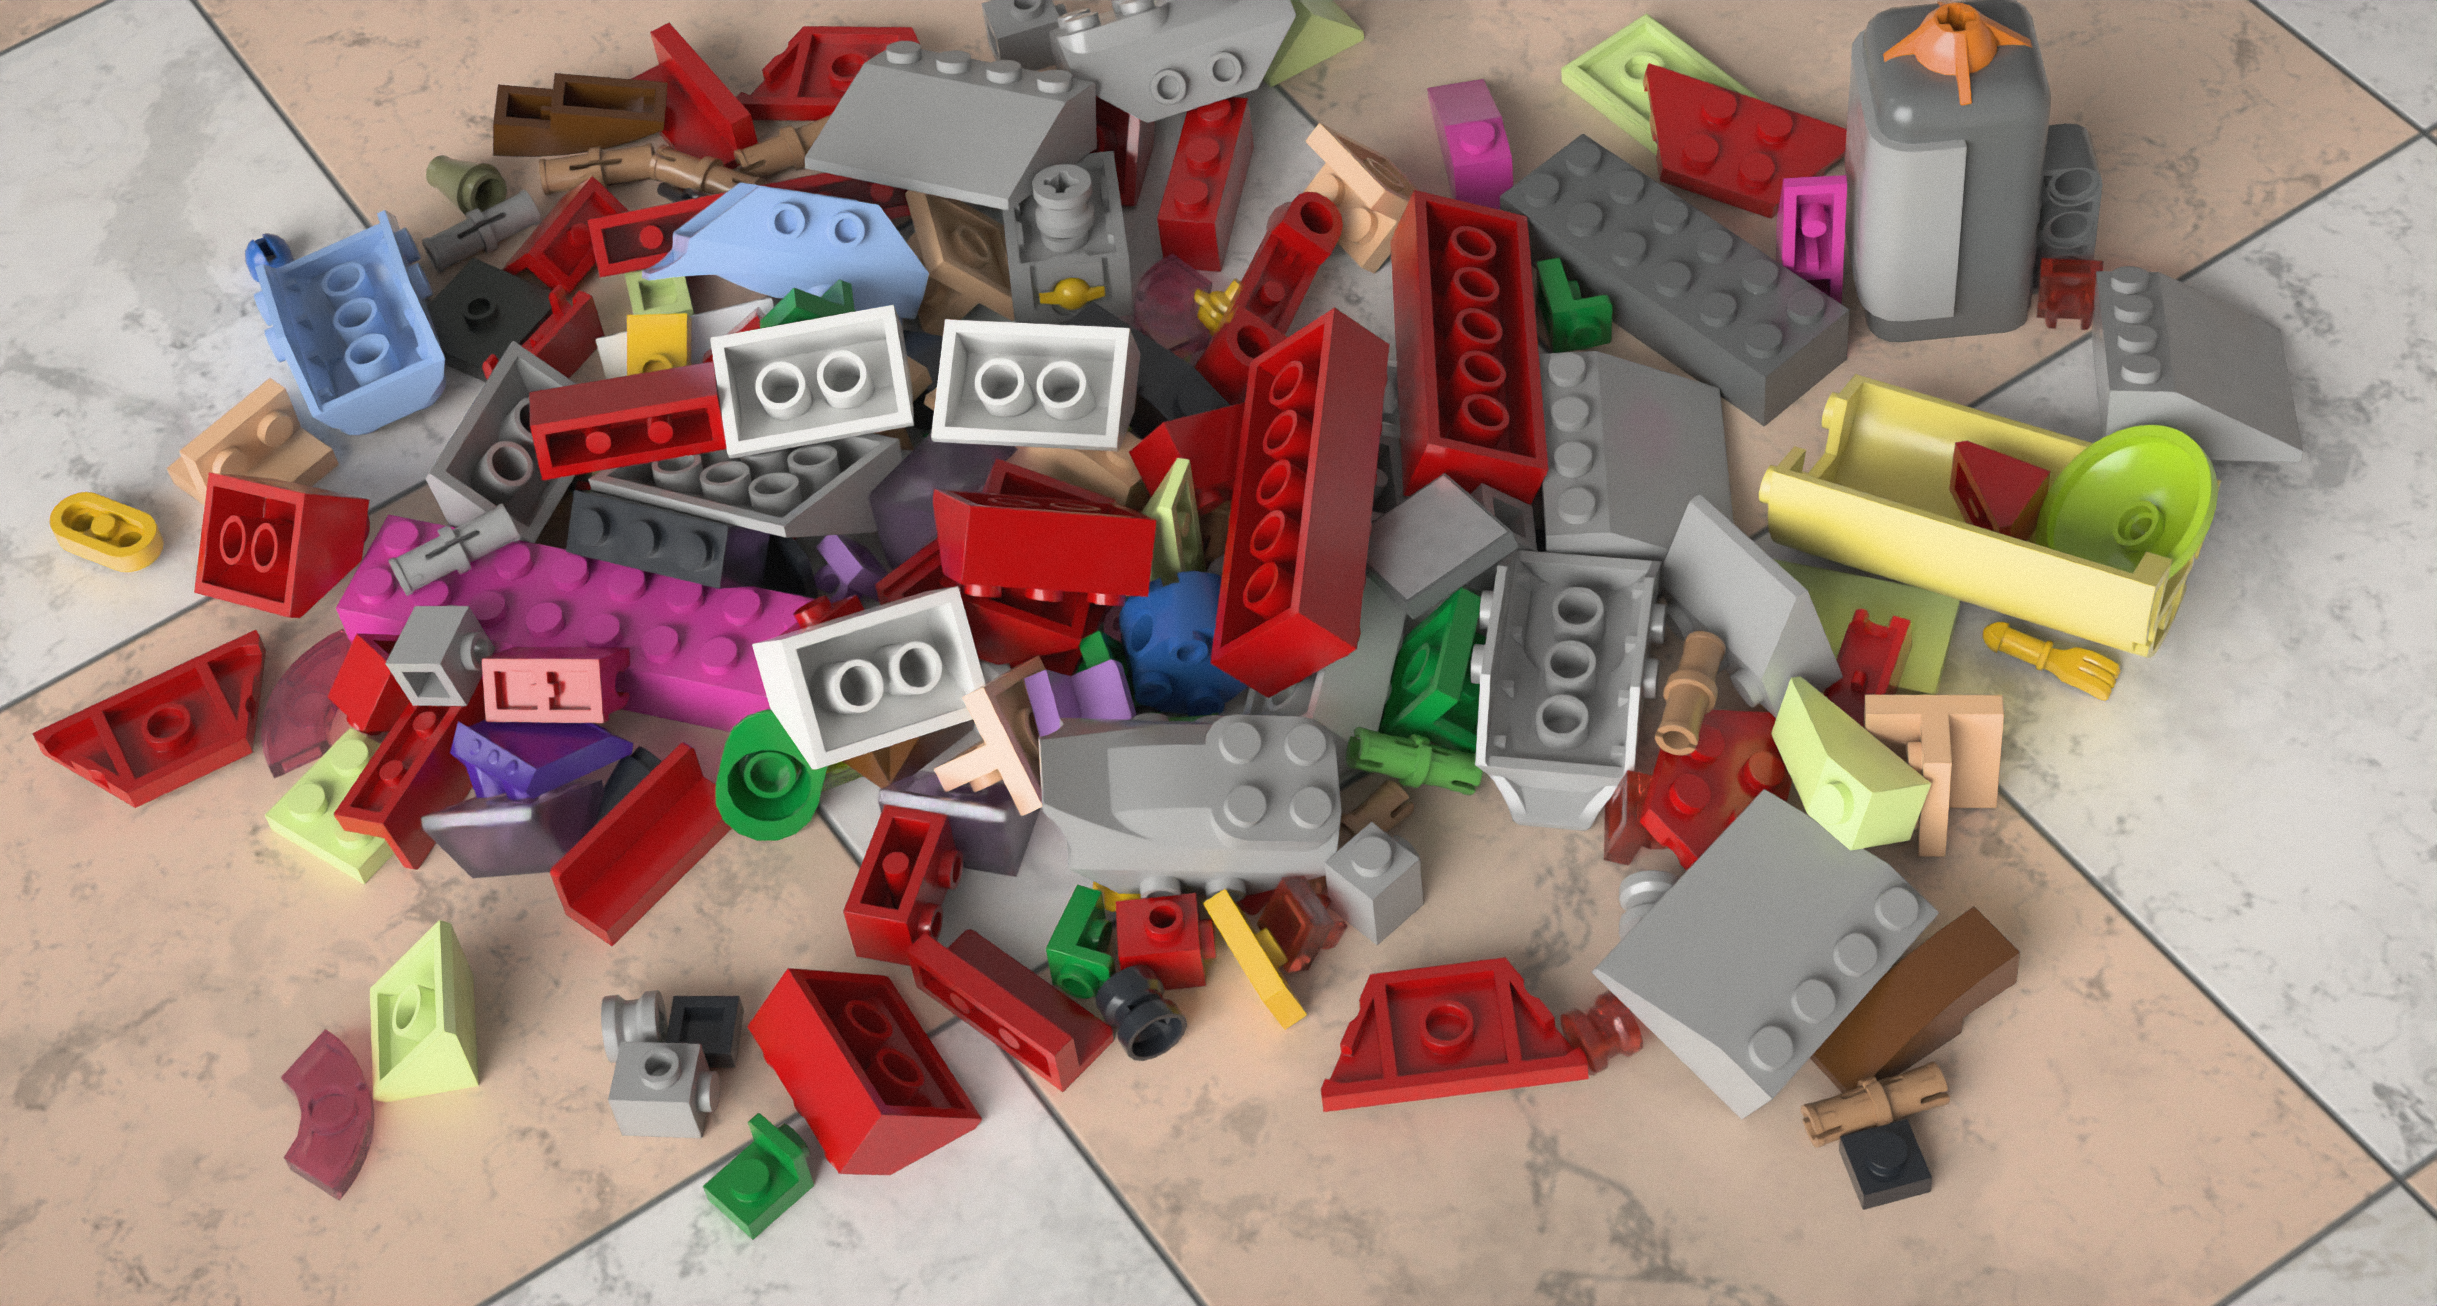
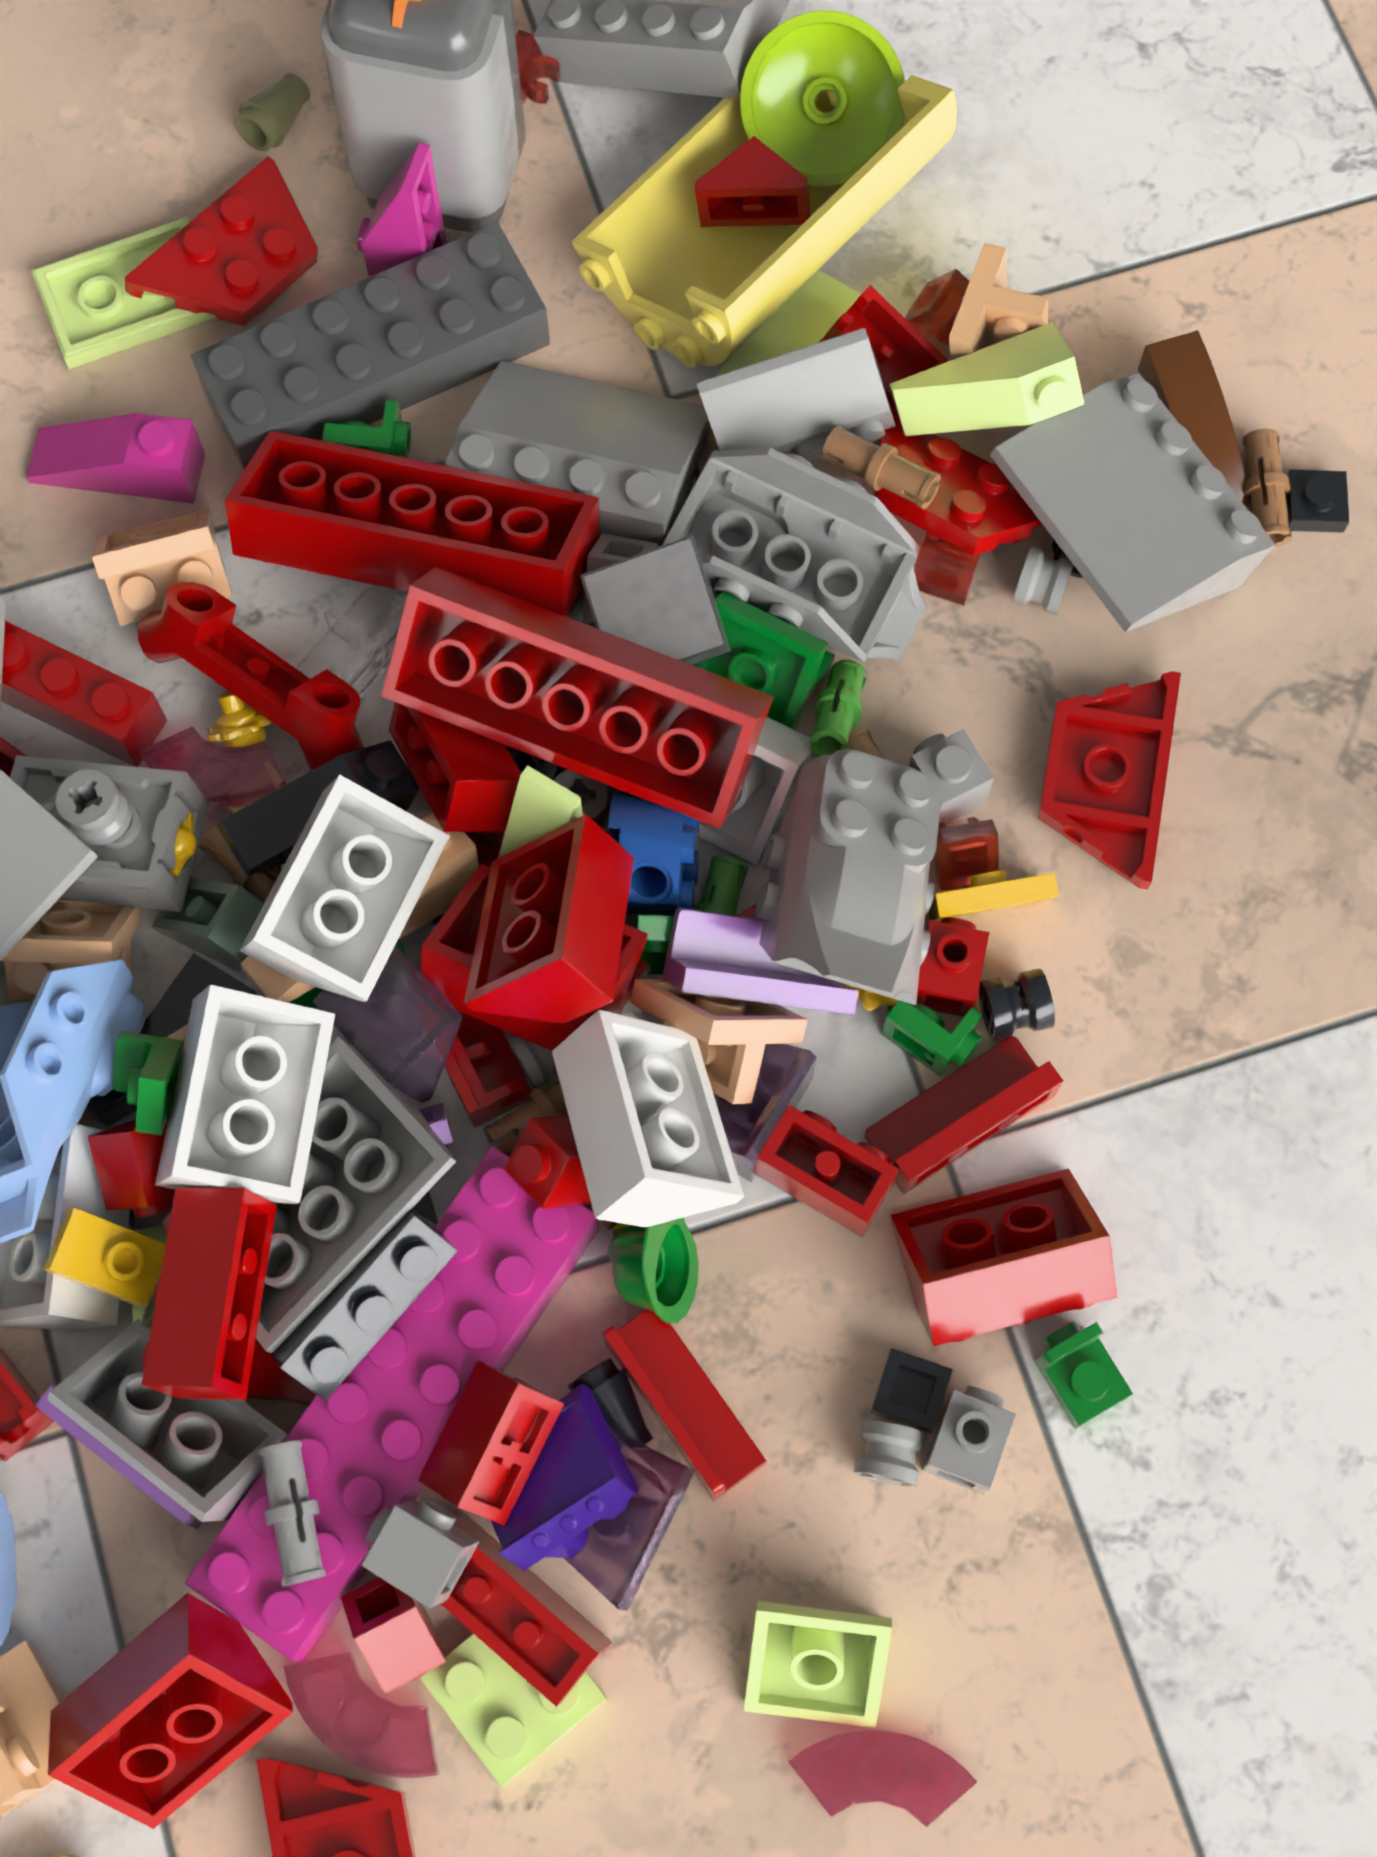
camera: 80 degrees left, 20 degrees up
(1602, 1031) = (1147, 653): clear red wheel -> none
(2072, 666) = (896, 214): yellow piece -> none

